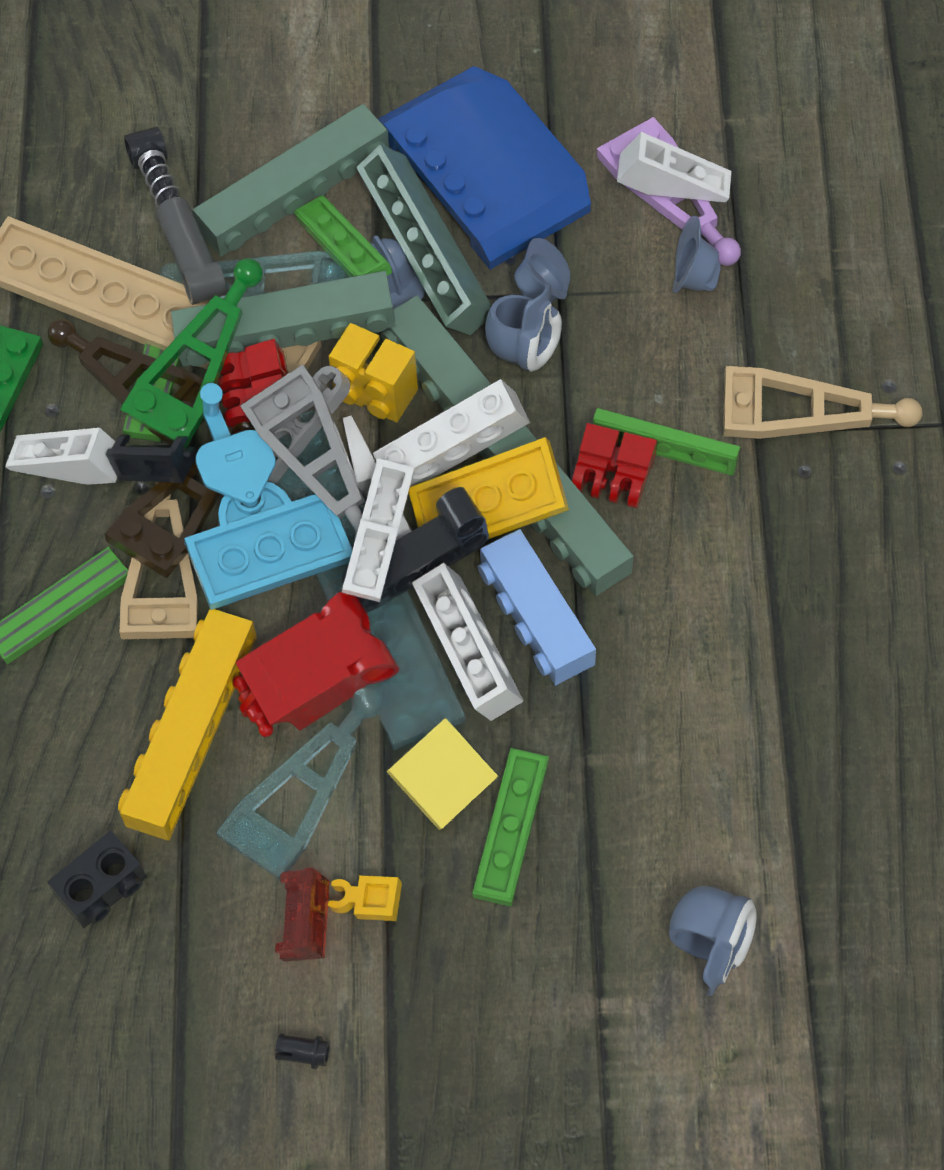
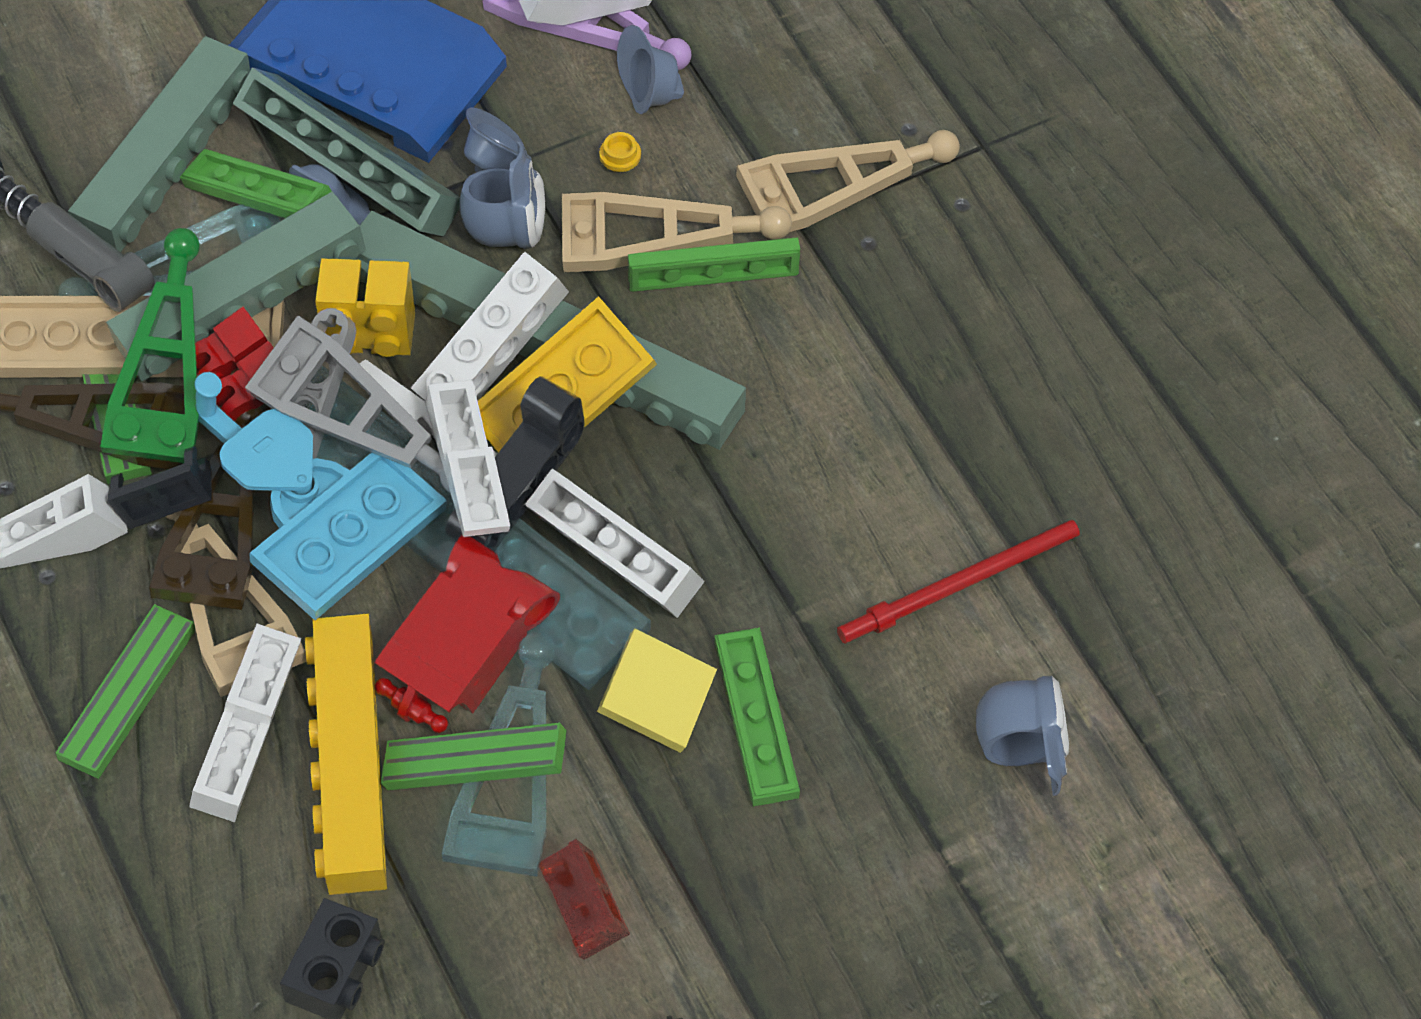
camera: 30 degrees left, 5 degrees down
(125, 668) = (244, 723): none -> white slope
(274, 768) = (474, 756): none -> bright green tile
(372, 899) = (650, 850): yellow plate -> none
(536, 607) = (667, 481): light blue brick -> none
(582, 367) = (586, 227): none -> tan plate
(602, 453) = (687, 298): red legs -> none
(640, 318) = (620, 152): none -> yellow plate
(650, 787) = (884, 615): none -> red bar

